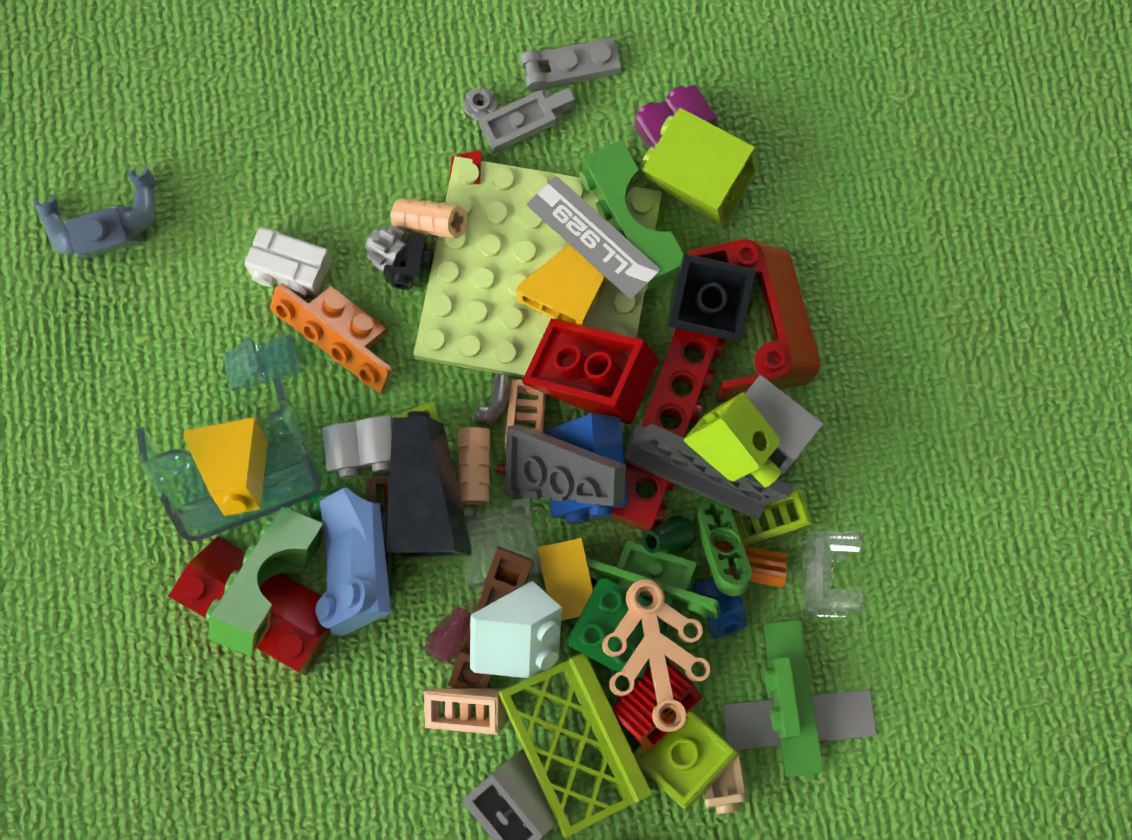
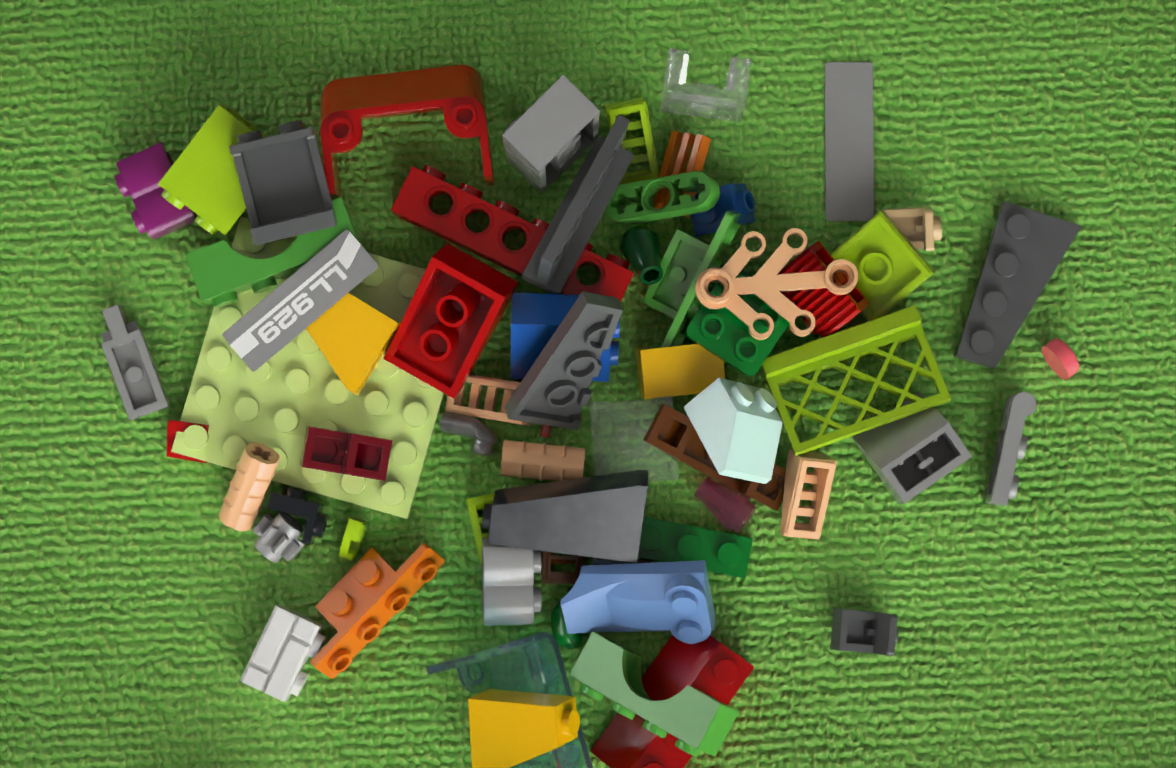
camera: 85 degrees left, 10 degrees up
(259, 363) = (396, 691): clear light blue slope -> none
(340, 777) = (864, 631): none -> dark grey bracket
(393, 311) = (352, 539): none -> lime tile
(408, 610) = (679, 542): none -> green plate
(464, 294) = (346, 453): none -> dark red slope
(475, 95) = (99, 408): light grey plate -> none
(571, 64) = (66, 304): light grey plate -> none
(694, 208) = (283, 182): none -> dark grey panel
(710, 297) = (386, 177): black slope -> none
(737, 441) = (572, 170): lime torso -> none
(792, 698) = (827, 145): bright green bracket -> none

